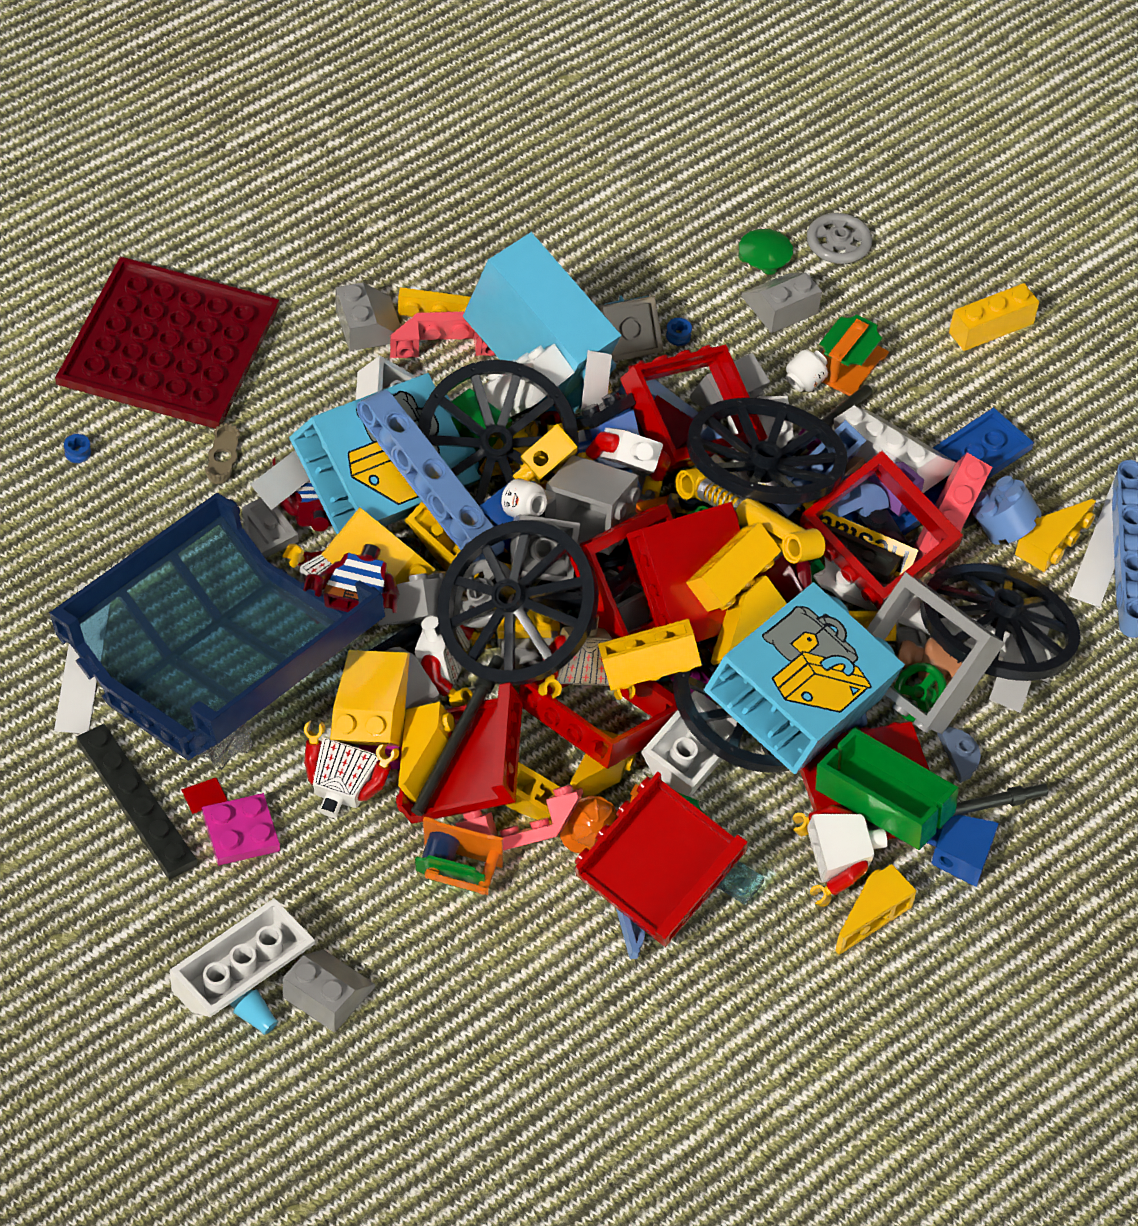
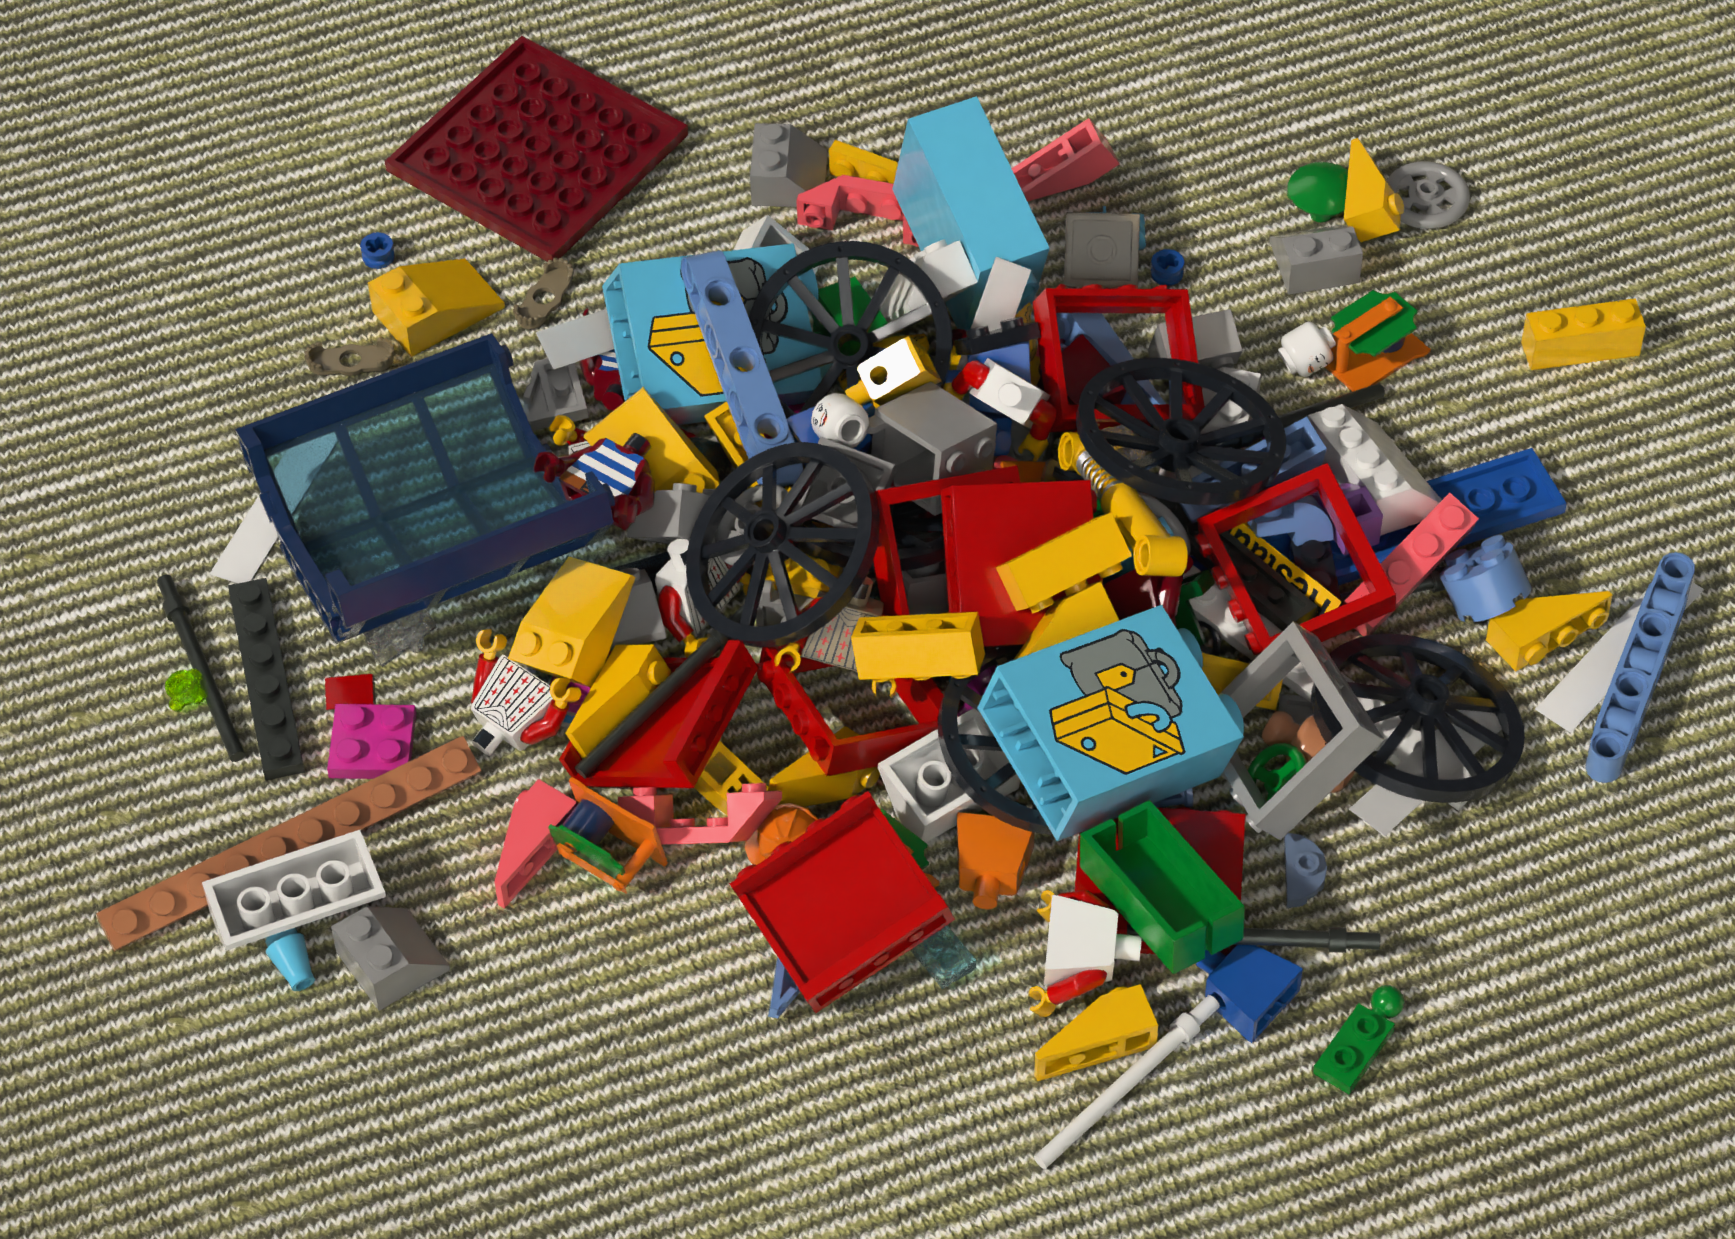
camera: 25 degrees right, 0 degrees up
(44, 766) = (177, 612): none -> pearl dark grey bar
(69, 823) = (178, 683): none -> clear neon green plate
(110, 533) = (327, 361): none -> dark tan piece
(138, 480) = (431, 302): none -> yellow slope
(219, 916) = (344, 814): none -> nougat plate
(398, 868) = (528, 838): none -> coral slope
(585, 260) = (1066, 162): none -> coral slope
(740, 799) = (991, 857): none -> orange torso
(805, 246) = (1370, 200): none -> yellow slope
(927, 890) = (1182, 1030): none -> white bar
(1052, 863) = (1360, 1040): none -> green plate

